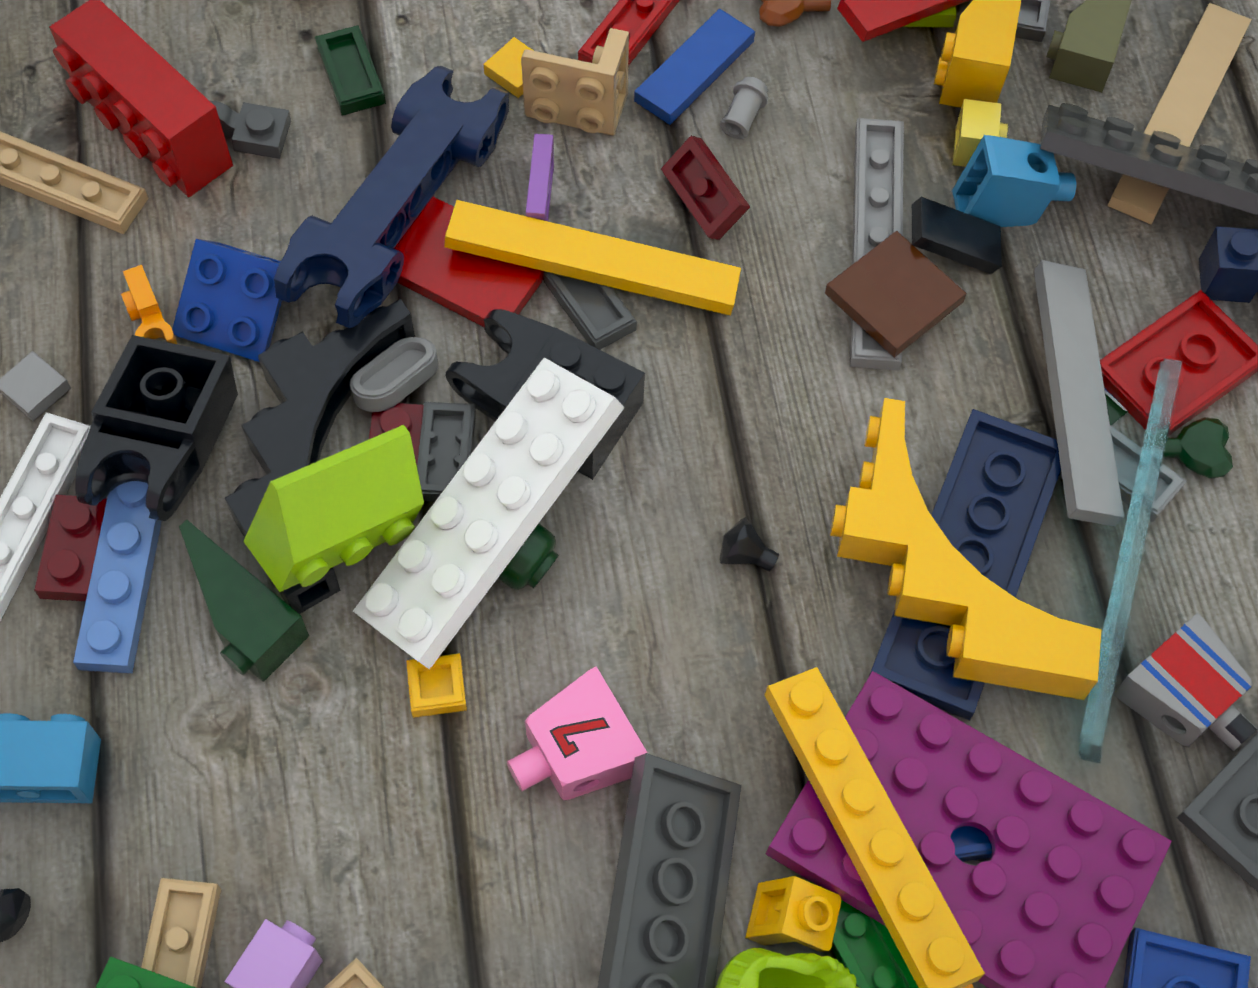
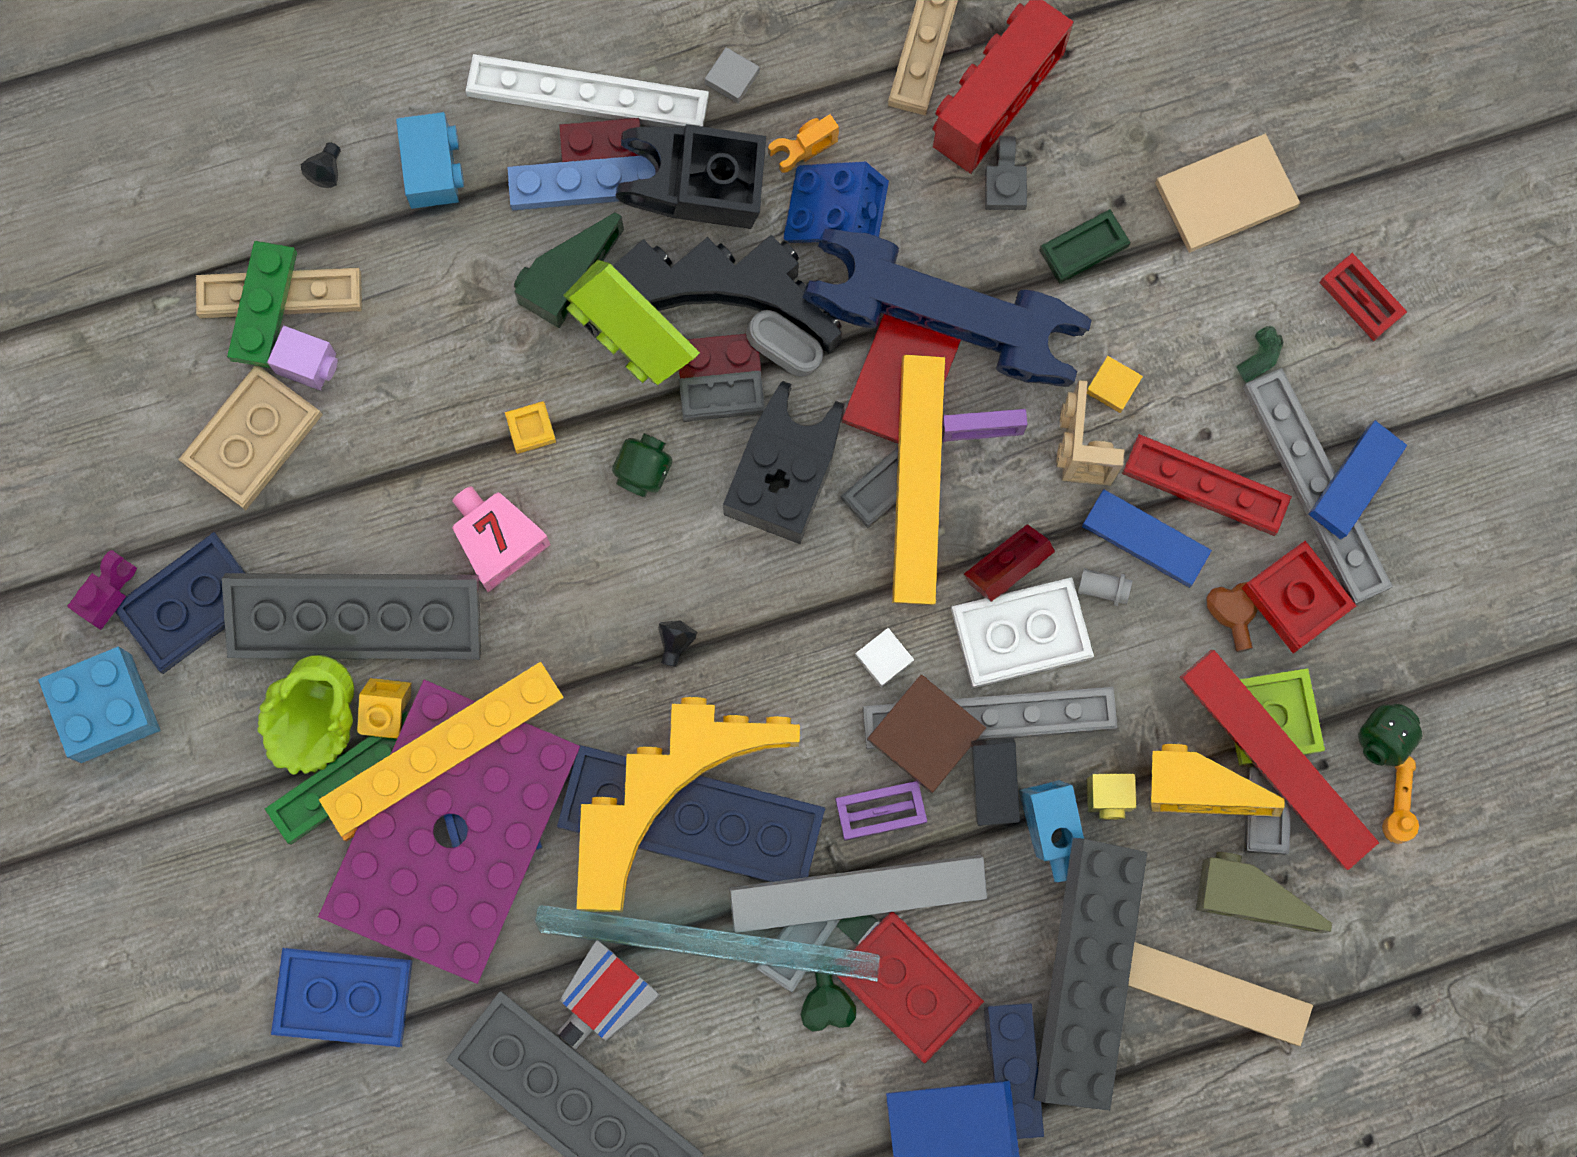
camera: 80 degrees right, 15 degrees up
(488, 511) = (659, 434): white plate -> none
(788, 196) = (1022, 632): none -> white tile
(795, 331) = (884, 657): none -> white tile
(979, 397) = (845, 818): none -> medium lavender tile

